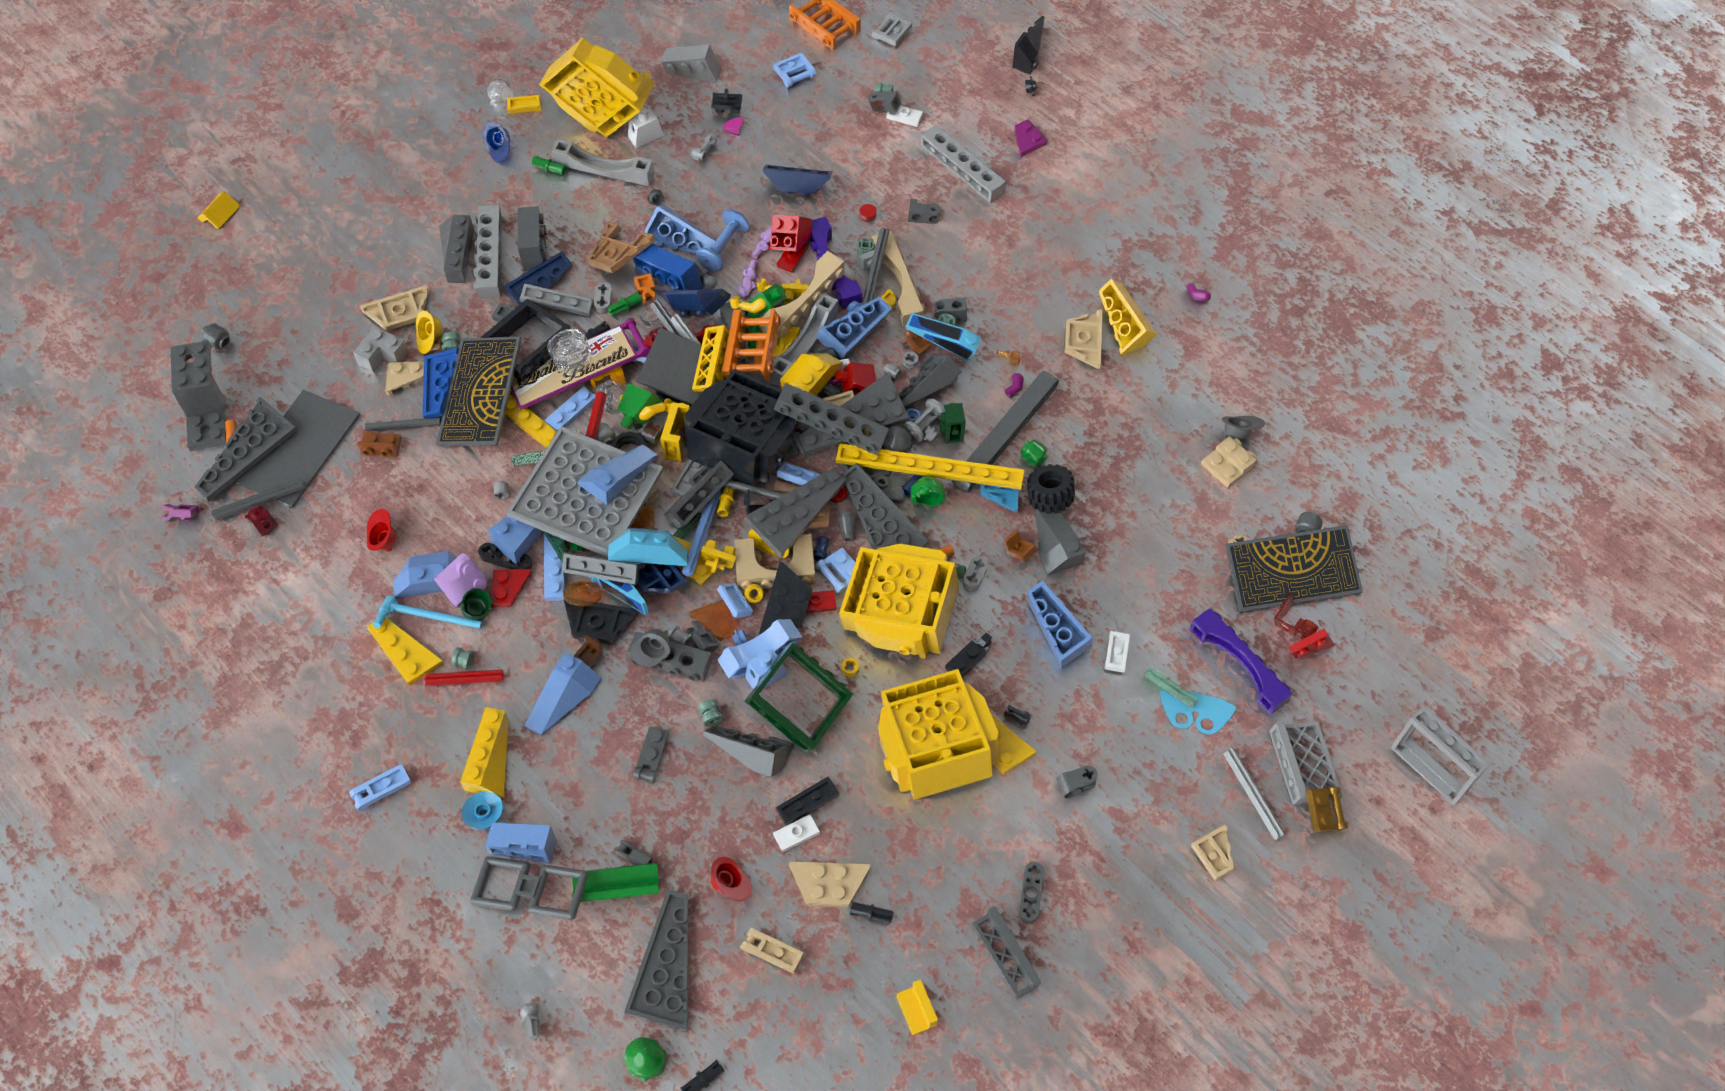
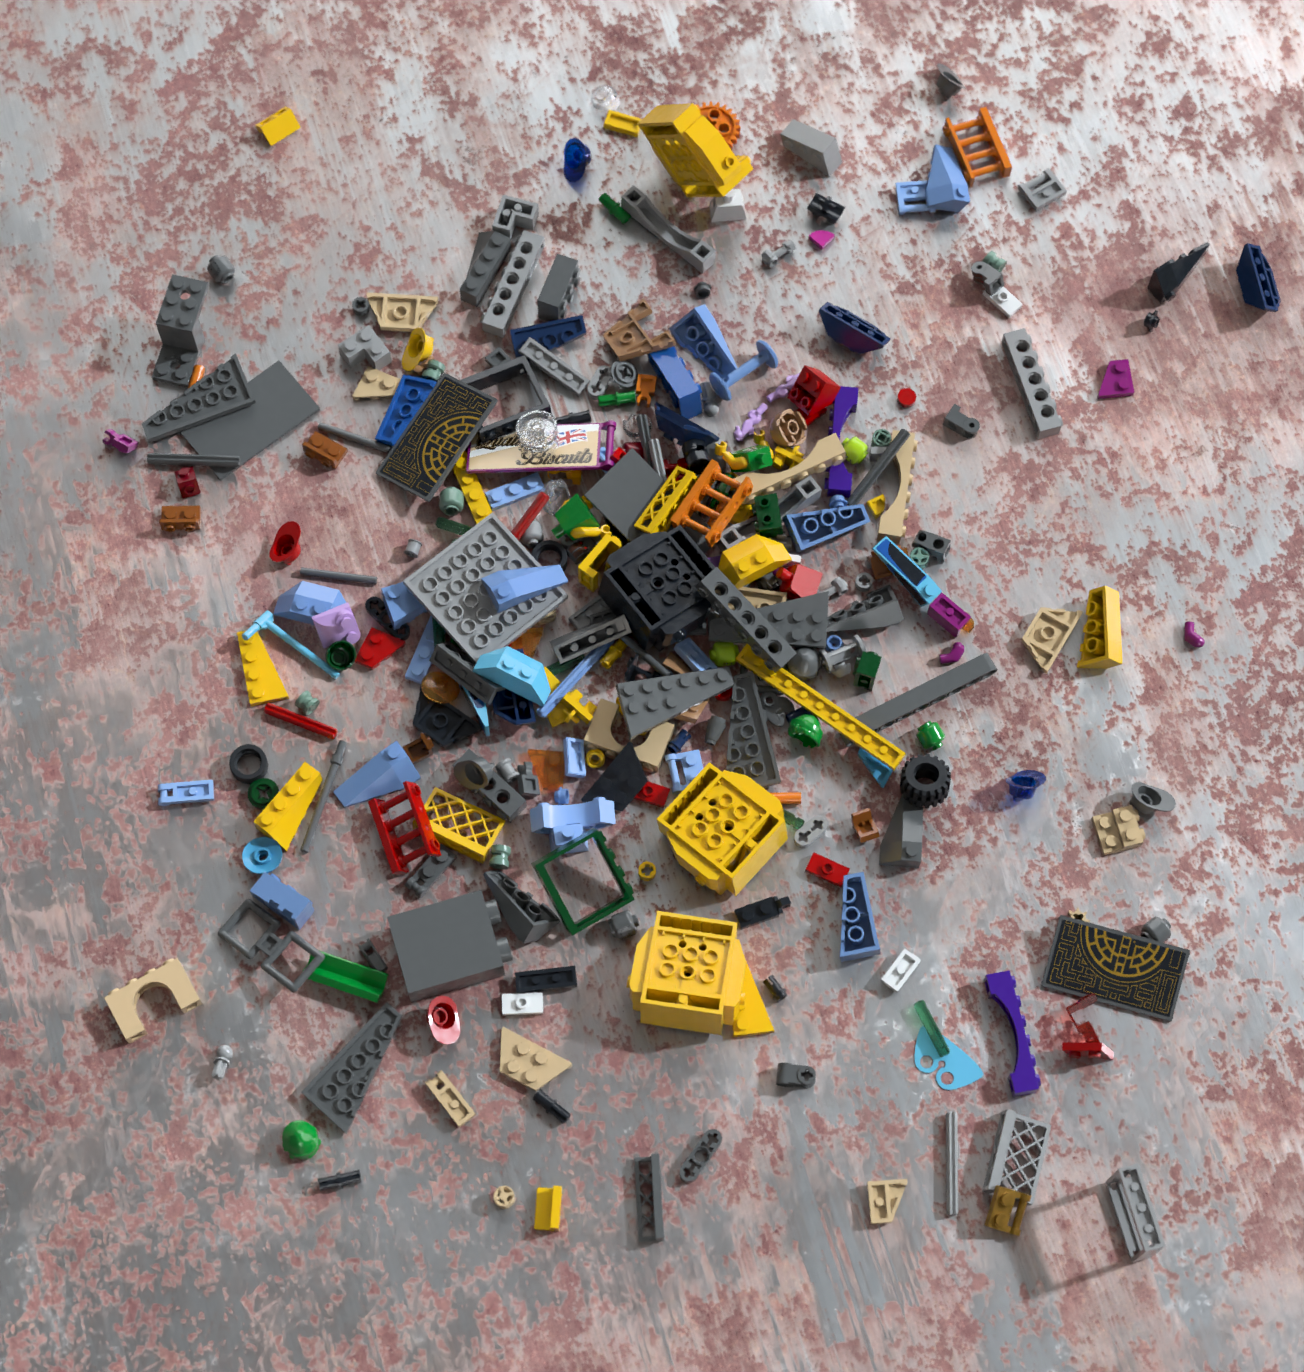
camera: 25 degrees right, 10 degrees up
(267, 552) = (180, 518): none -> dark orange bracket
(357, 315) = (361, 311): none -> dark grey bush
(423, 723) = (243, 750): none -> black tyre
(440, 963) = (124, 1000): none -> tan arch
(441, 541) = (338, 575): none -> dark grey bar
(454, 748) = (262, 784): none -> dark green gear
(465, 197) = (514, 213): none -> light grey brick
(514, 697) = (336, 761): none -> dark grey bar
(517, 438) = (451, 501): none -> sand green head
(591, 734) = (386, 828): none -> red fence
(627, 283) = (629, 371): none -> dark grey gear
(656, 716) = (454, 840): none -> yellow fence
(702, 810) = (449, 945): none -> dark grey brick
(717, 313) = (696, 455): none -> black wheel
(783, 268) = (788, 428): none -> medium nougat cylinder
(803, 337) = (768, 515): none -> dark green brick
(815, 51) = (946, 183): none -> medium blue wedge
(822, 461) = (724, 653): none -> lime head
(851, 264) = (855, 450): none -> lime head
(854, 721) = (624, 924): none -> dark grey head
(870, 1013) = (503, 1193): none -> tan wheel
(995, 355) = (948, 614): none -> magenta panel
(1007, 597) = (827, 869): none -> red plate
(1092, 28) = (1257, 279): none -> dark blue wedge
(1134, 458) = (1024, 784): none -> clear blue piece

